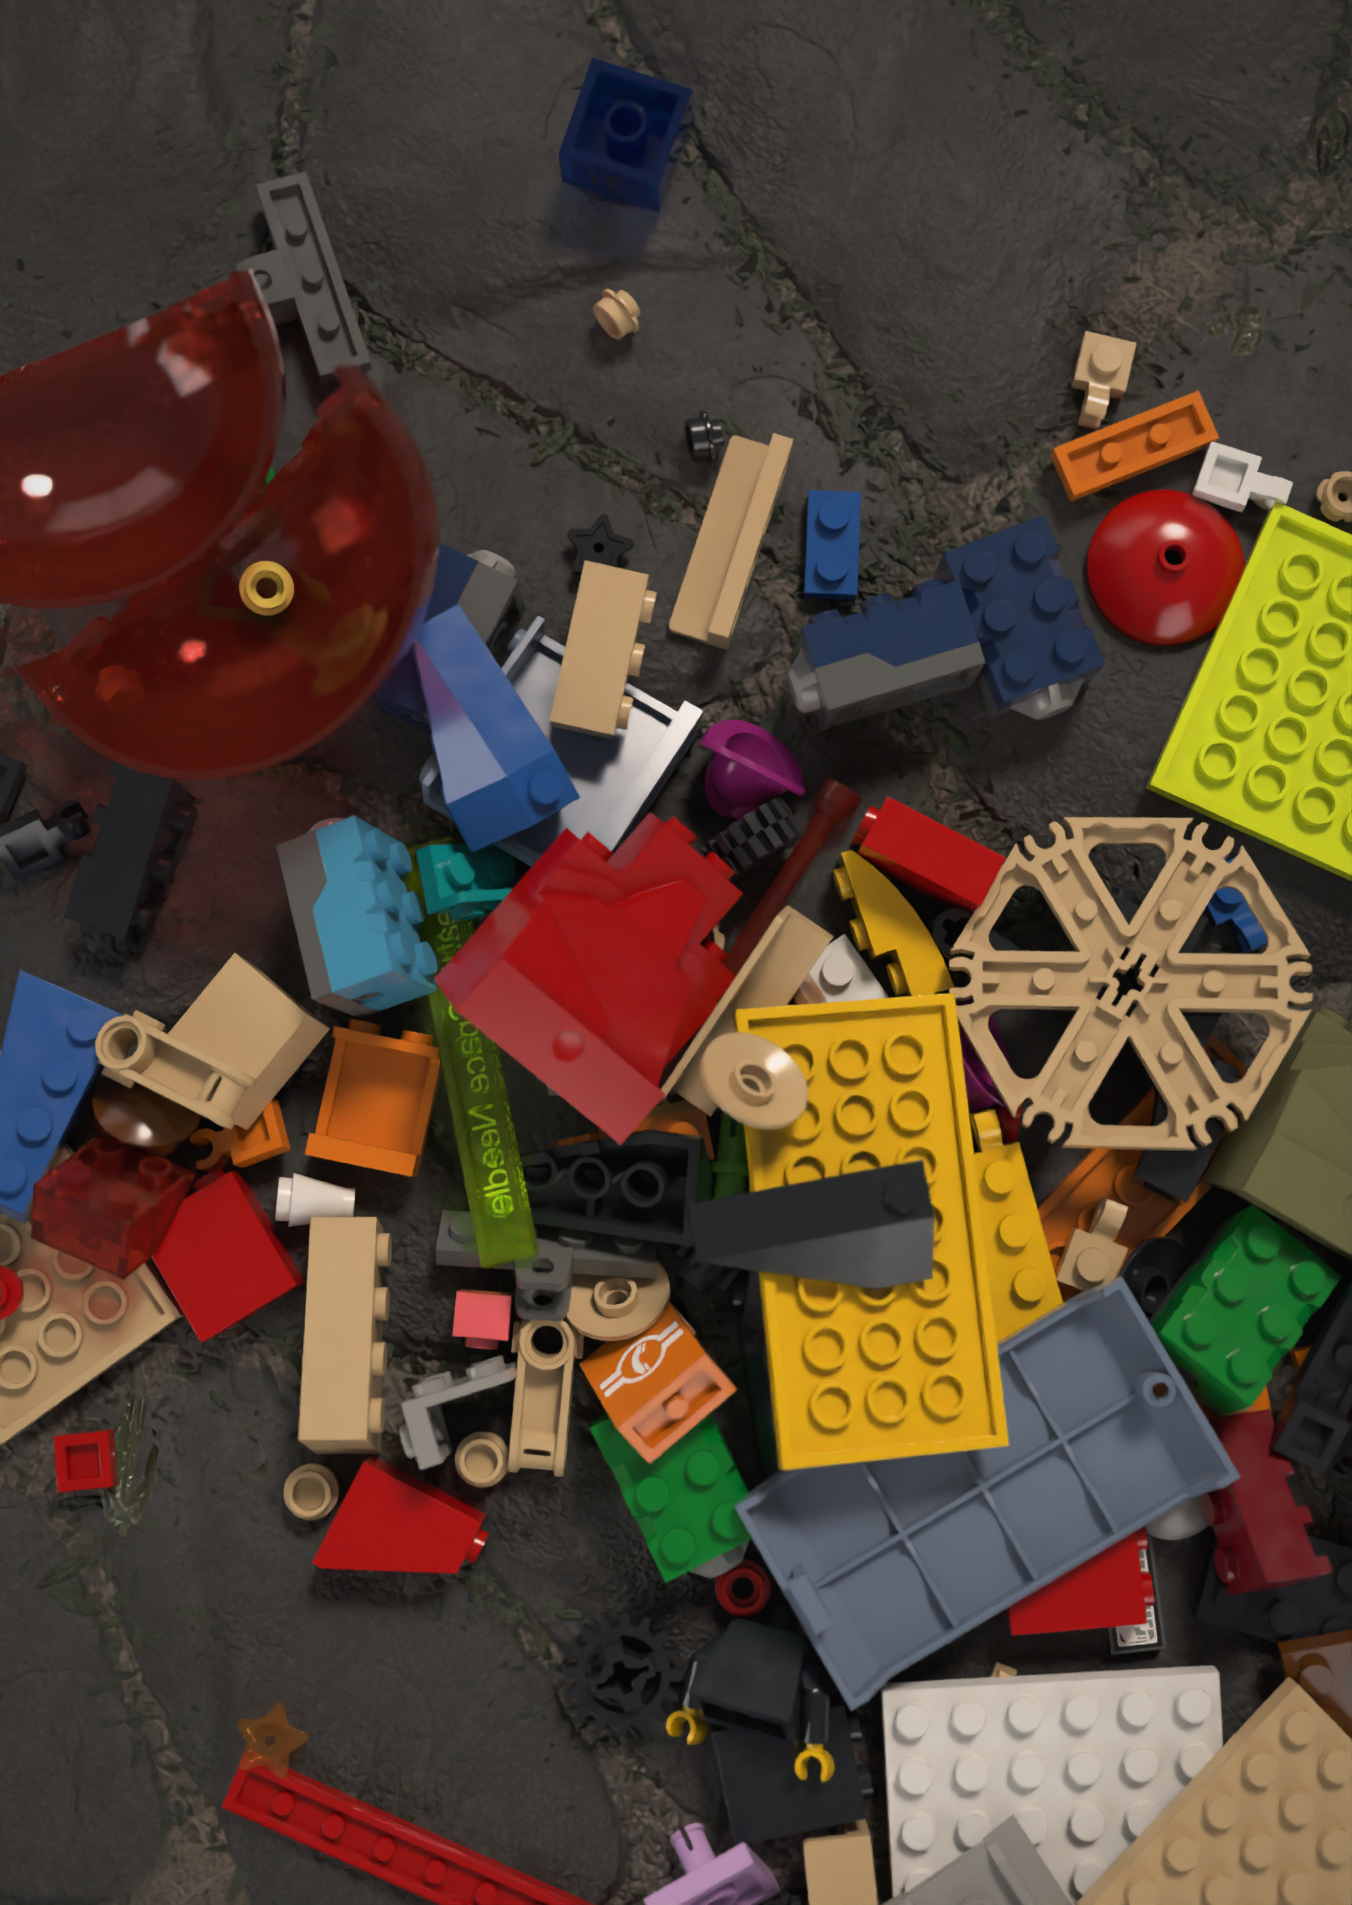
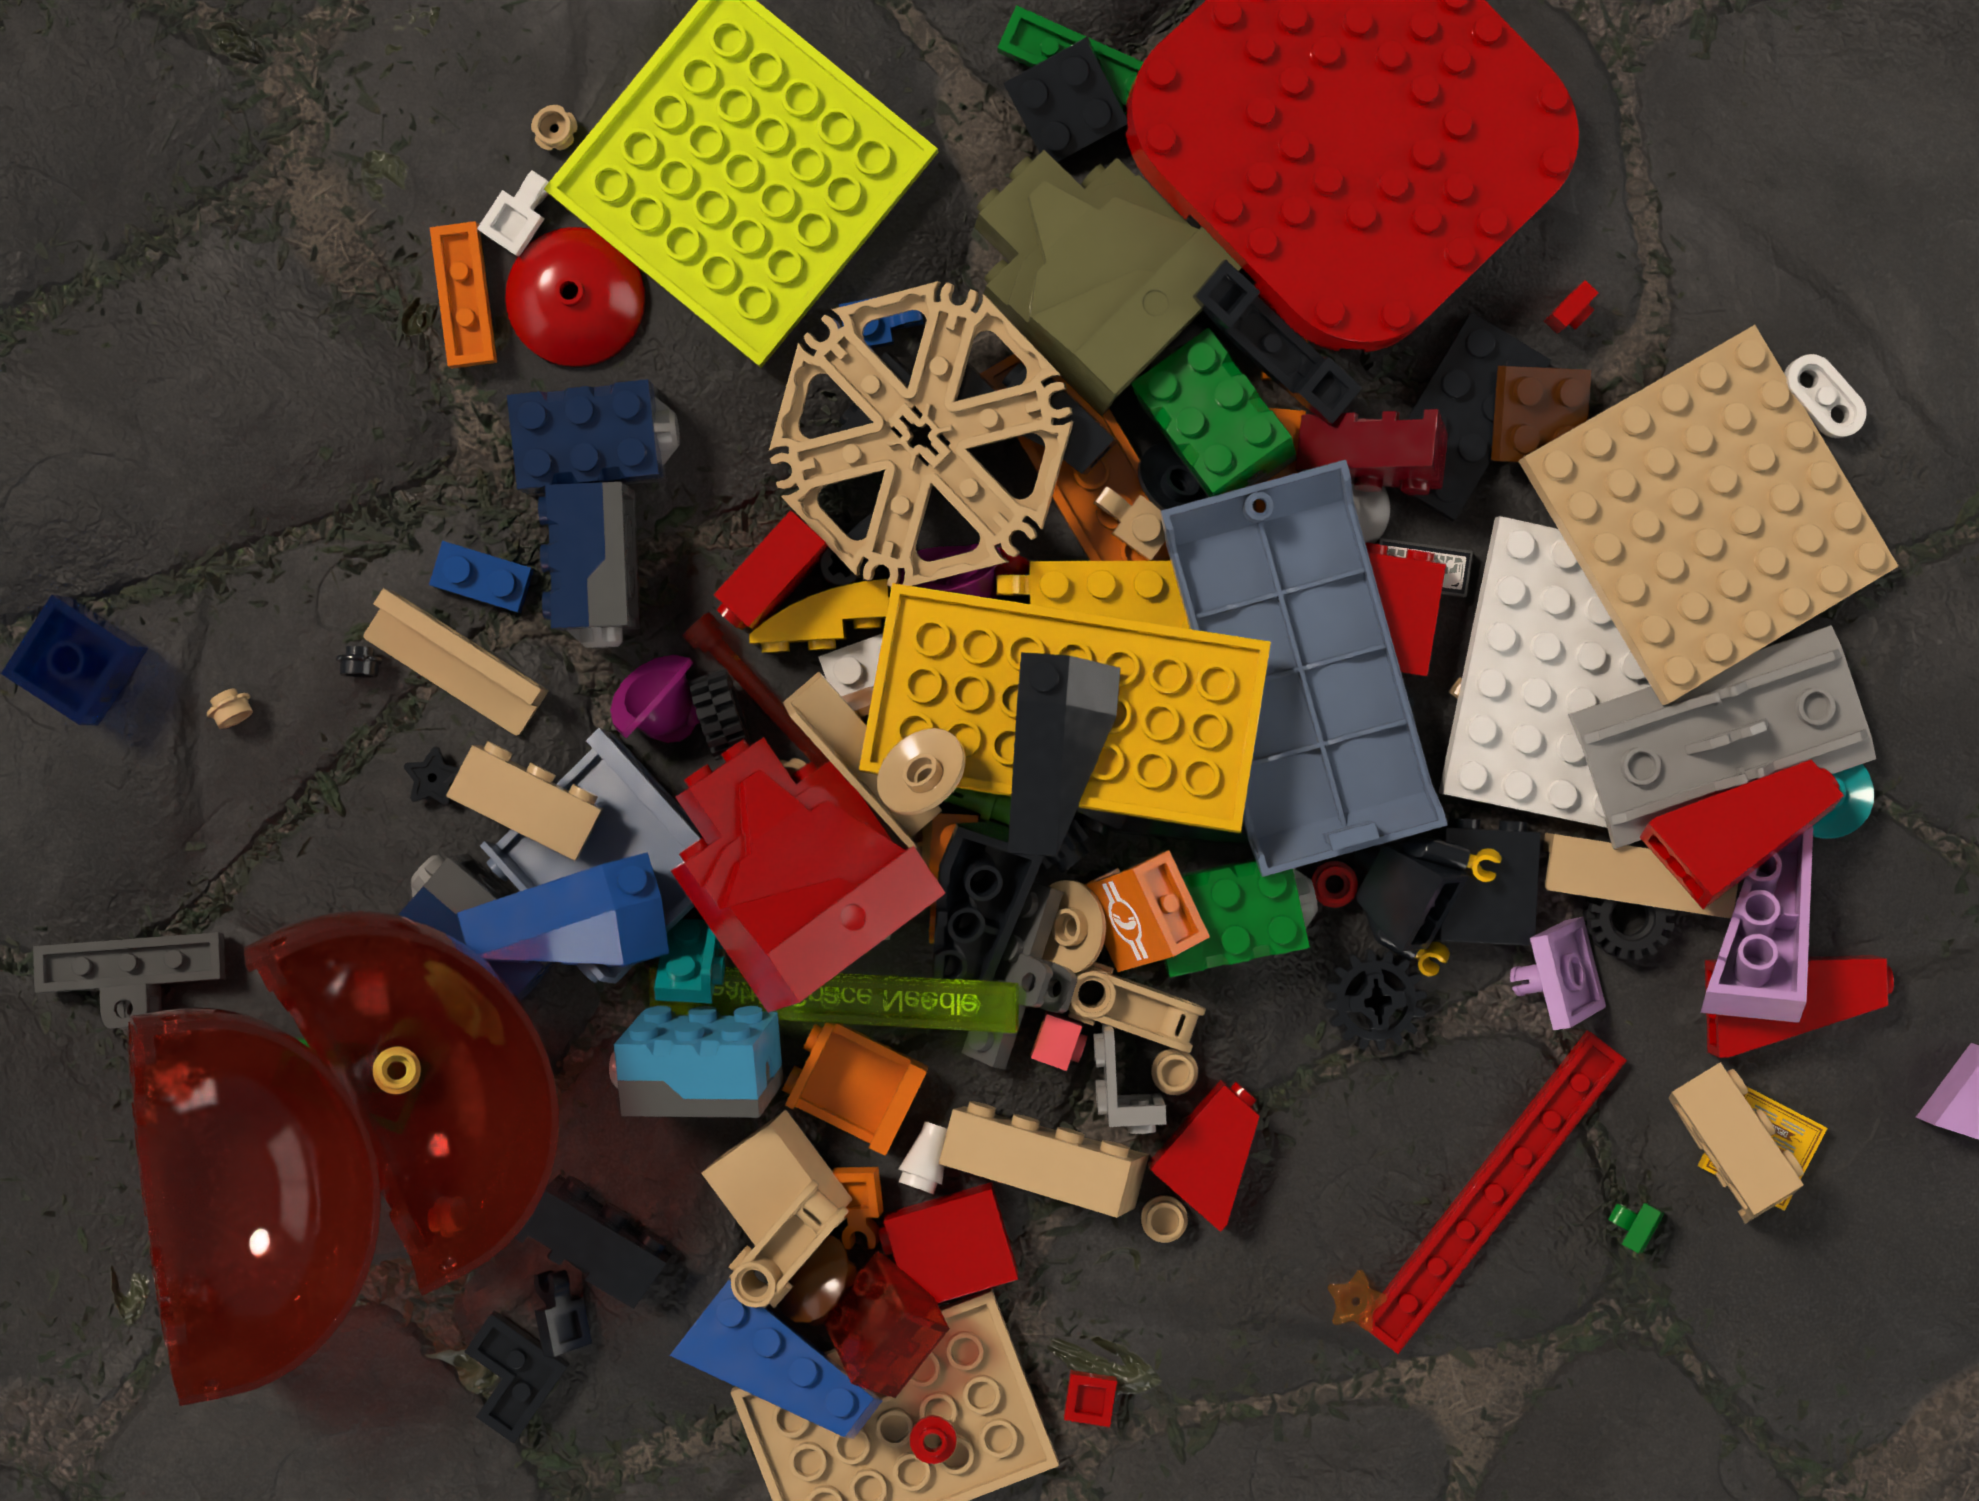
camera: 70 degrees left, 5 degrees up
(1102, 372) = (390, 304): tan plate -> none

